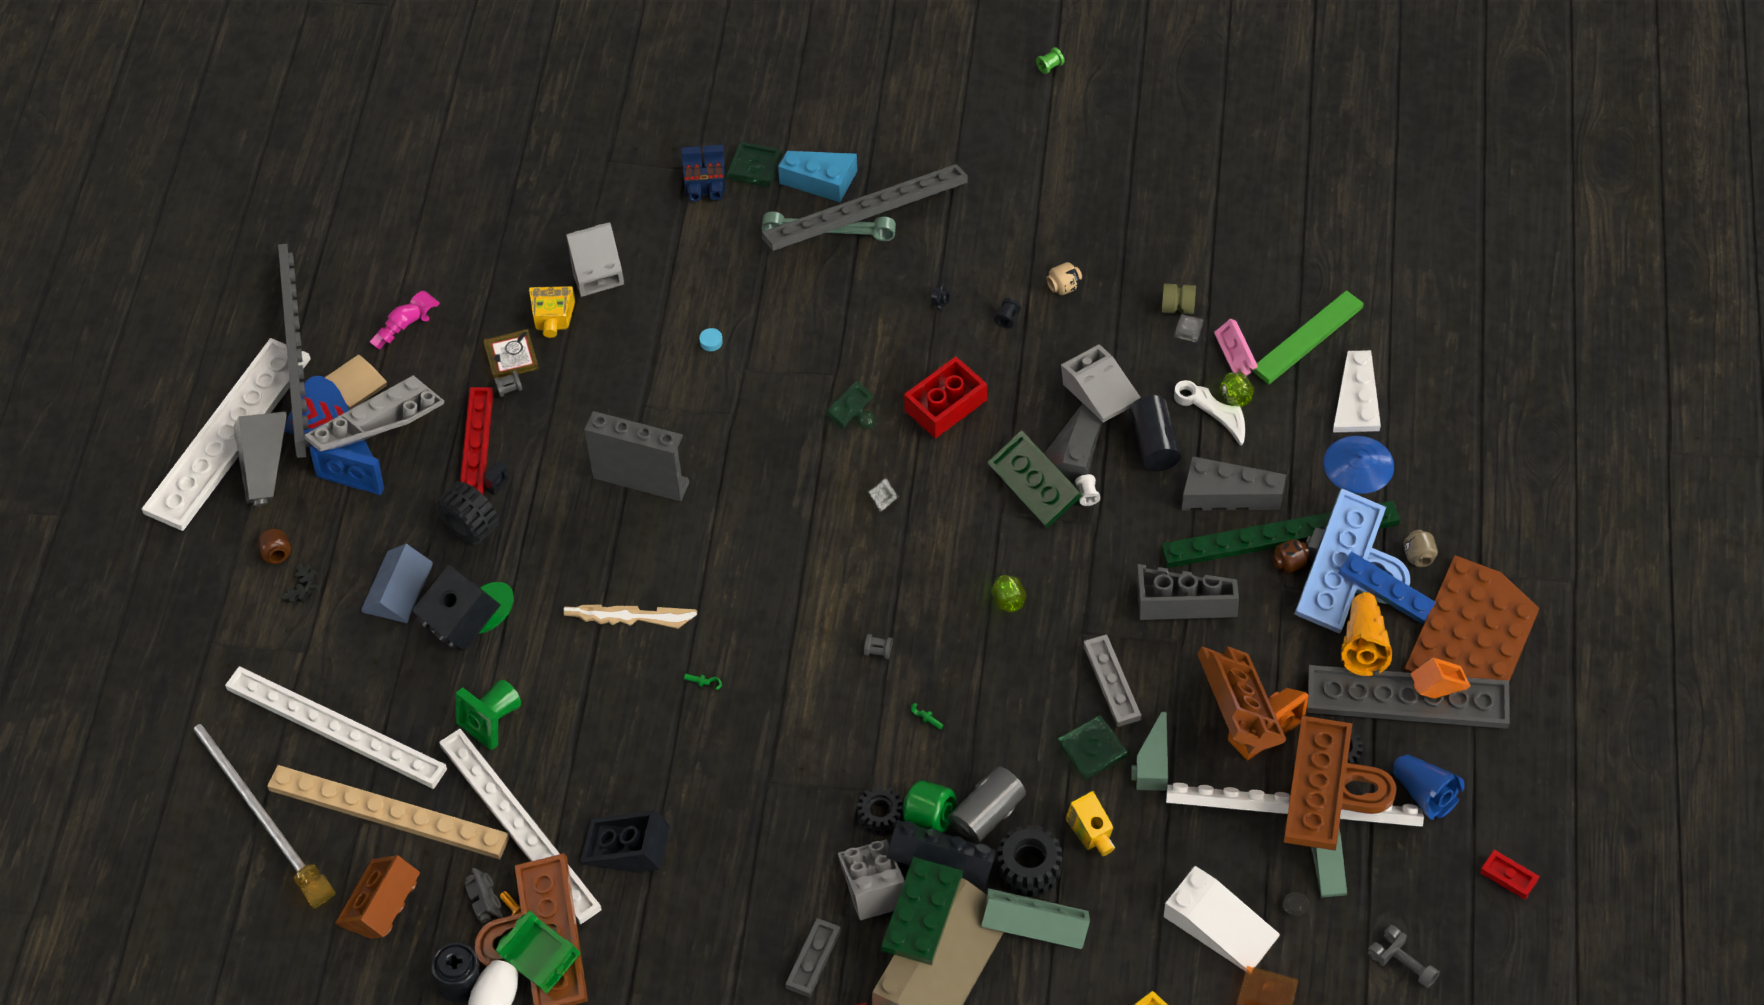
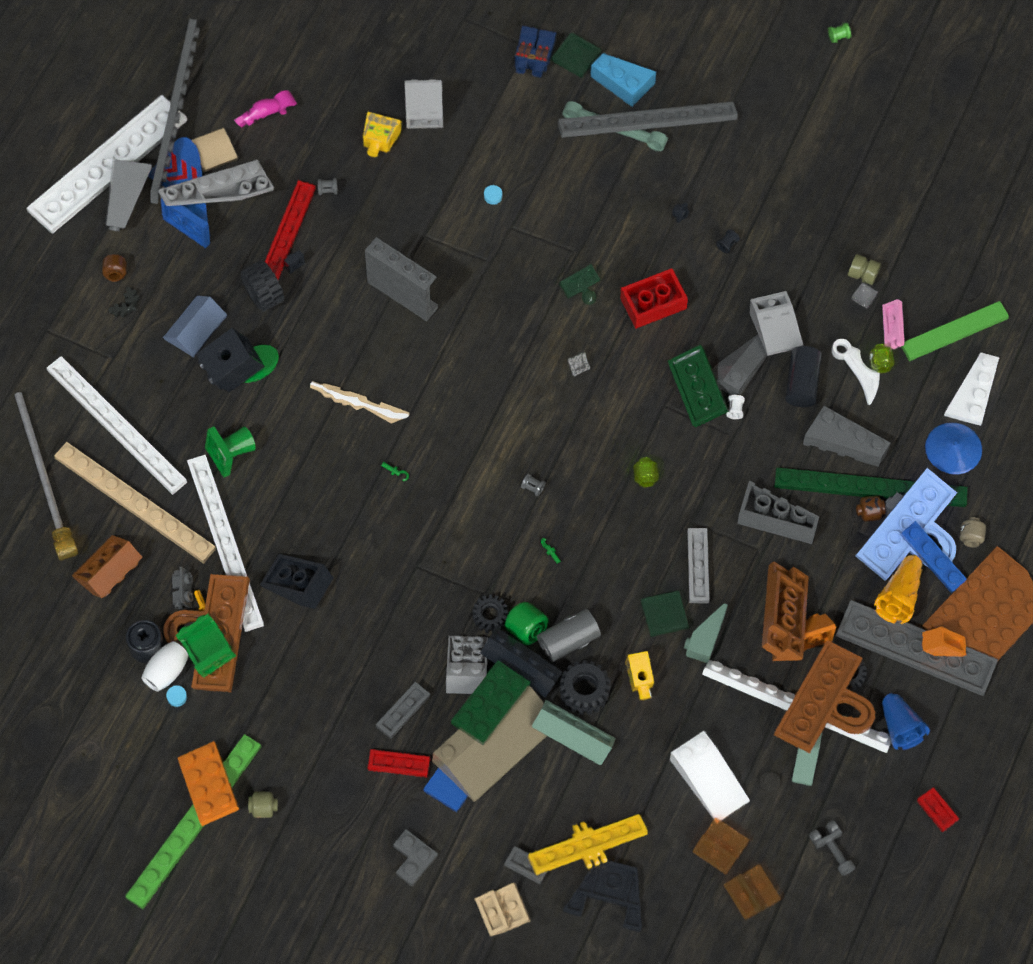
camera: 15 degrees right, 10 degrees up
(510, 354) = (337, 161): tile -> none
(1064, 278) = (781, 225): tan head -> none

